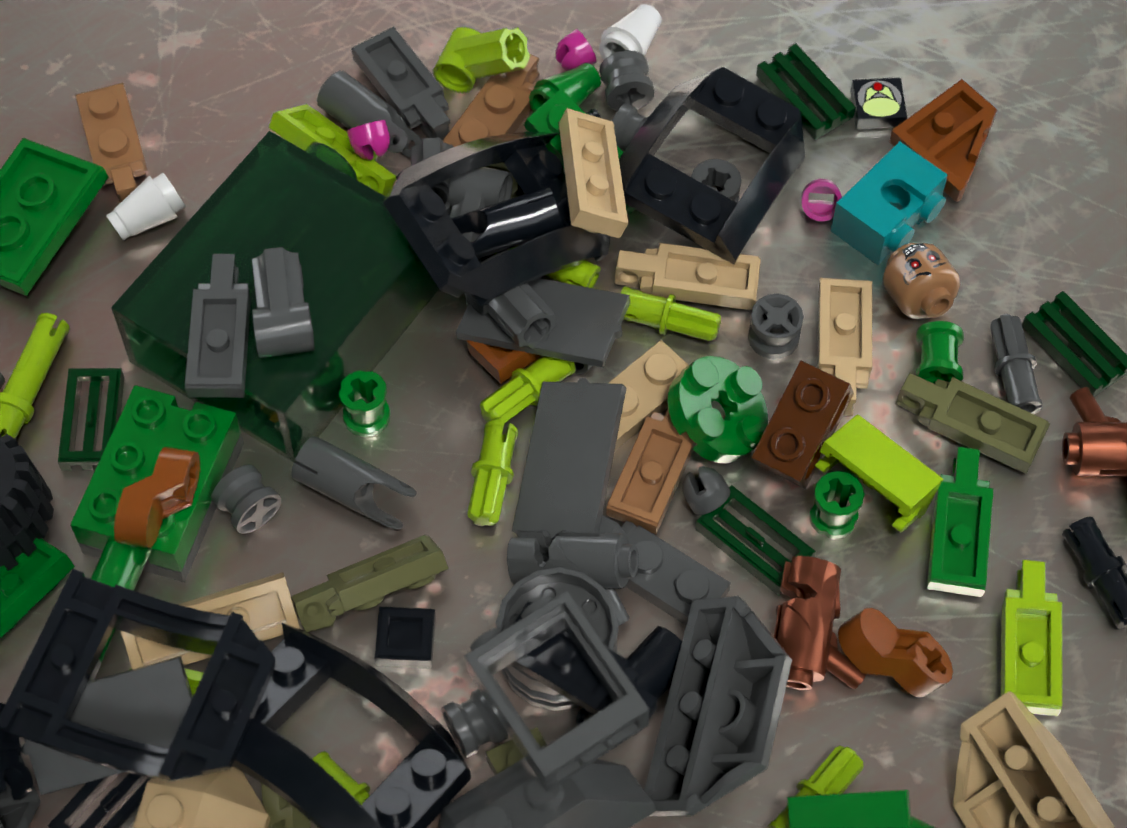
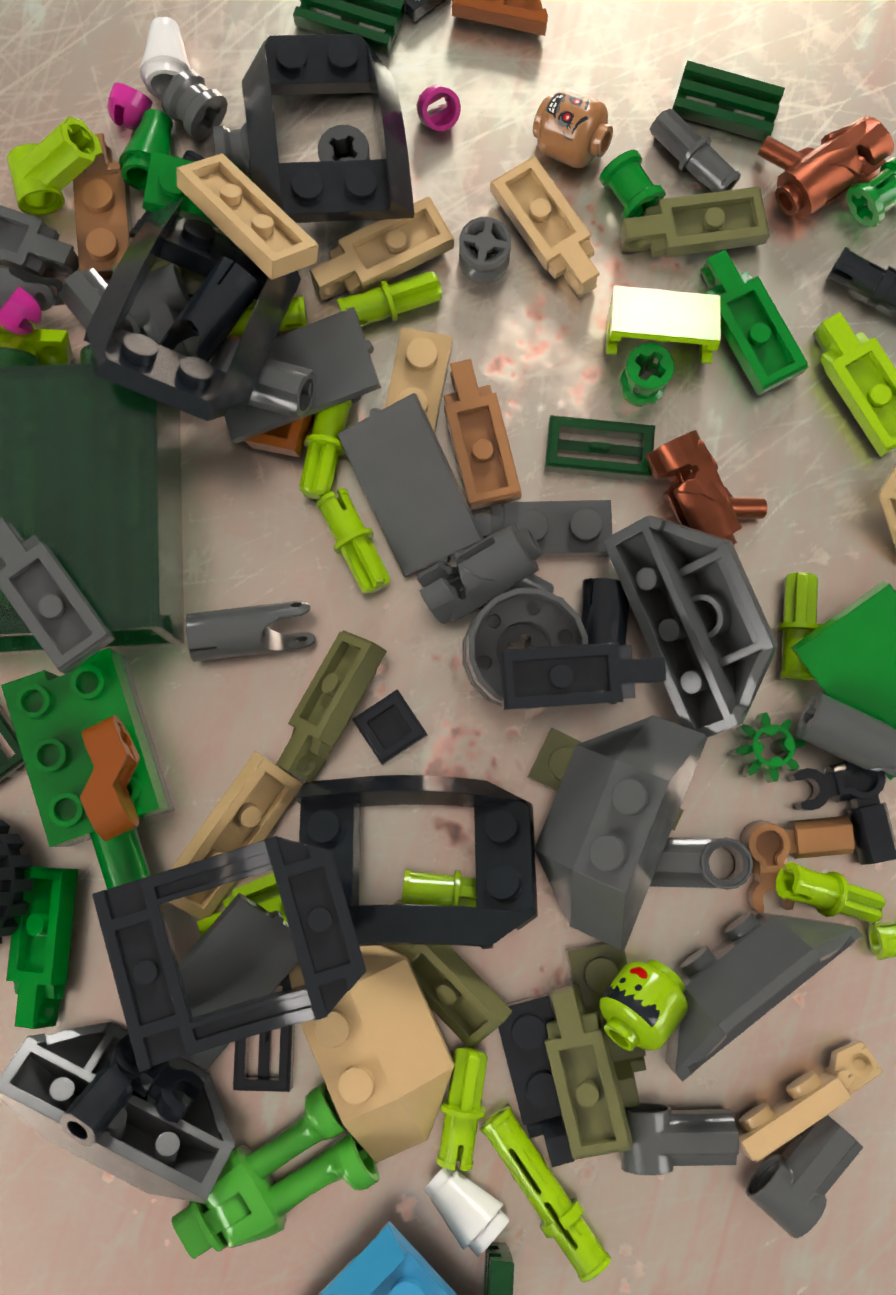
camera: 35 degrees left, 20 degrees up
(246, 499) = (172, 708): dark grey wheel -> none
(281, 315) = (88, 543): dark grey piece -> none
(364, 403) = (197, 541): green bush -> none
(473, 724) = (503, 760): dark grey wheel -> none
(586, 741) = (648, 734): dark grey window -> none
(705, 491) = (542, 426): dark grey hinge -> none
(739, 395) = (498, 331): green plate -> none
(802, 424) = (579, 325): reddish brown brick -> none
(888, 202) = (496, 73): teal brick -> none
(904, 654) = (781, 467): dark orange piece -> none

